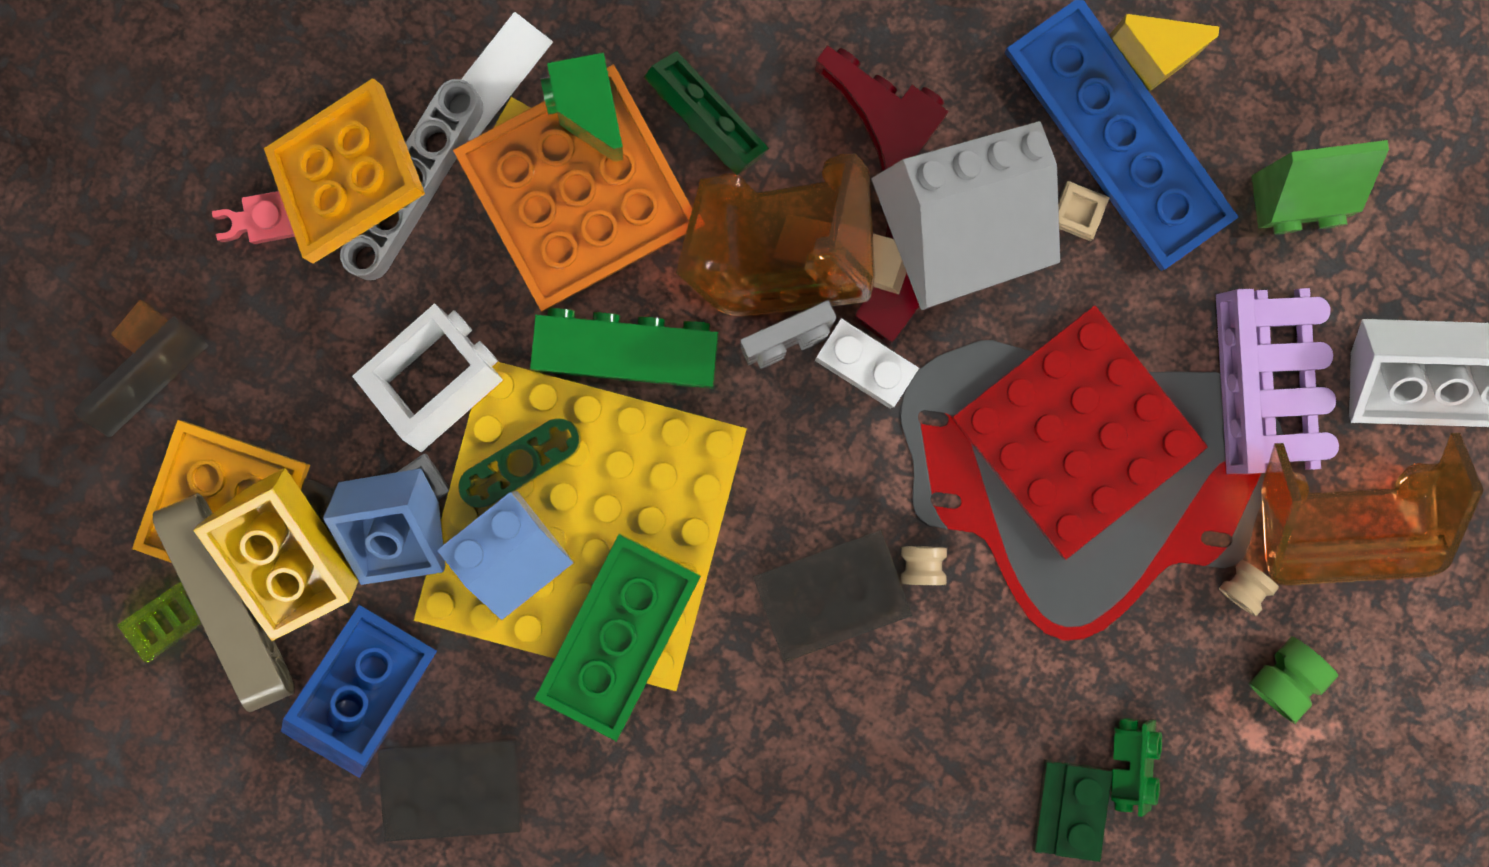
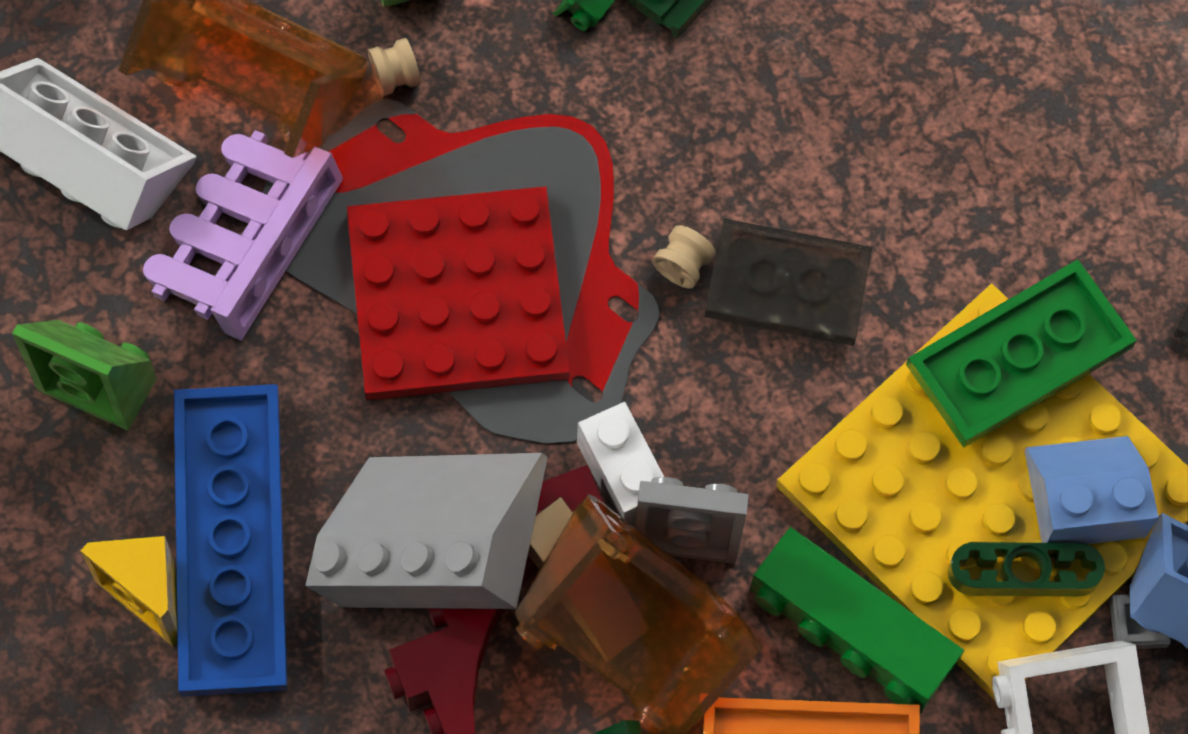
camera: 160 degrees left, 20 degrees down
(1080, 210) = (315, 492): tan tile -> none

